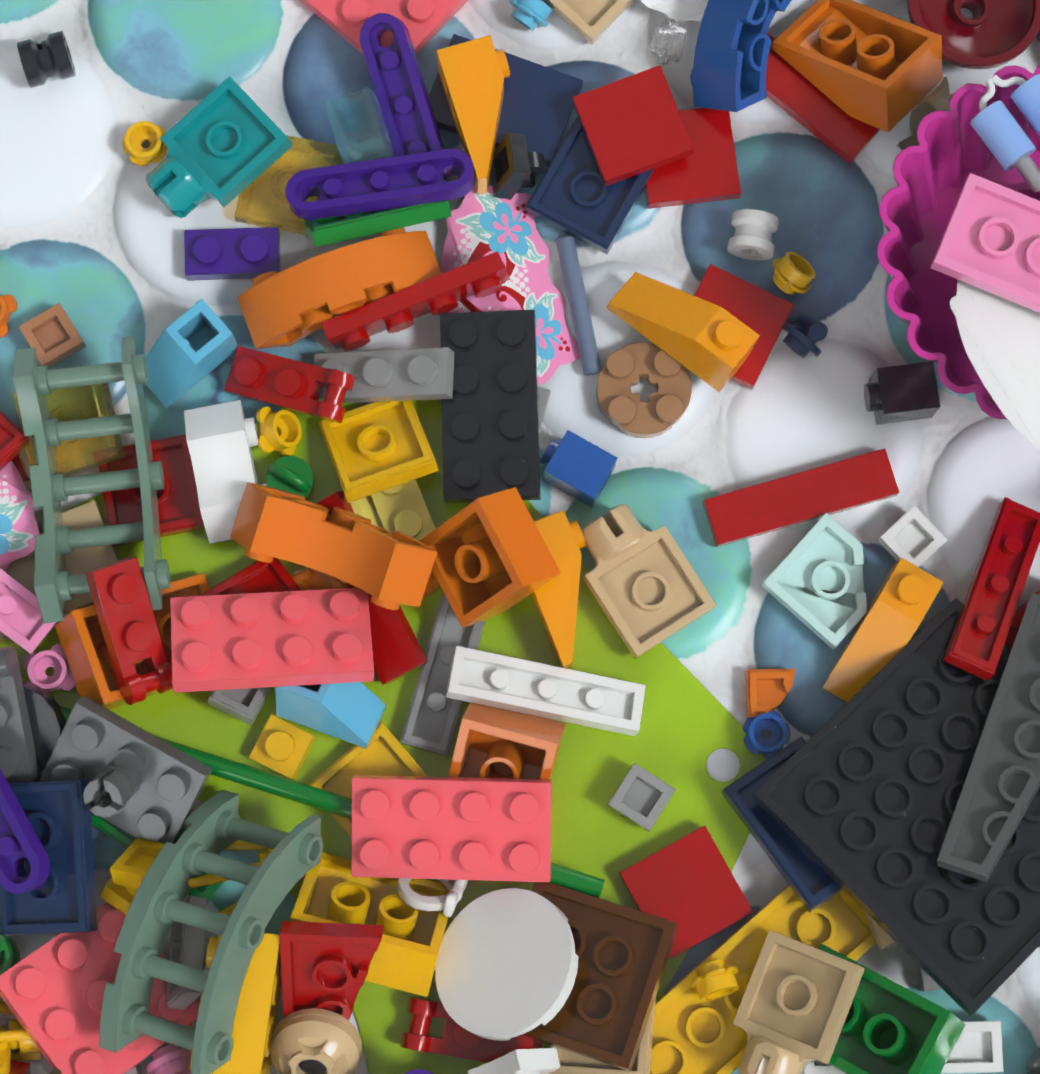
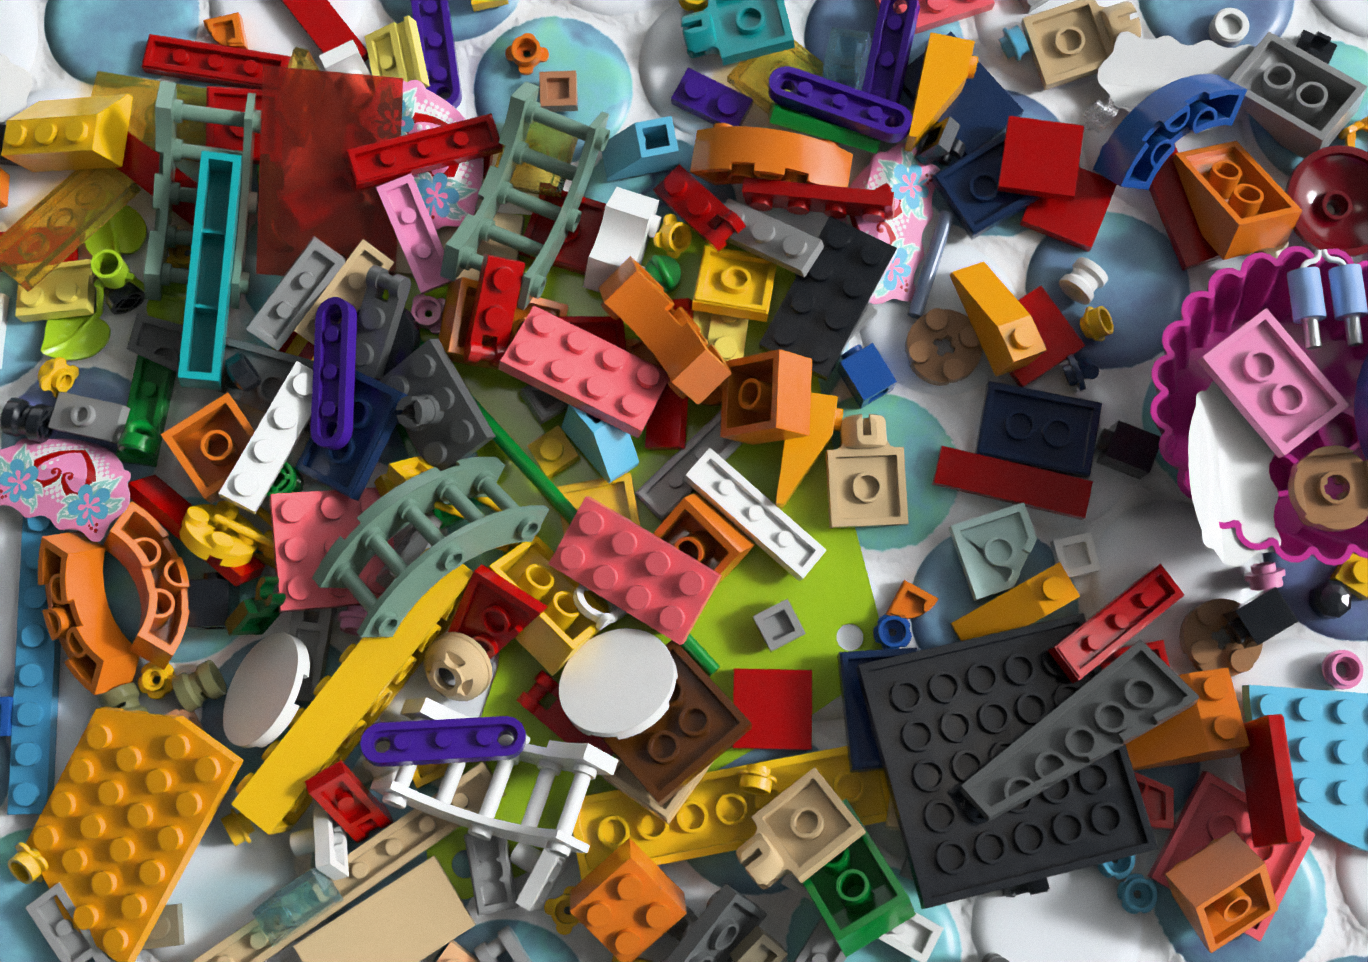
camera: 40 degrees right, 0 degrees up
(795, 423) = (1038, 429): none -> dark blue tile

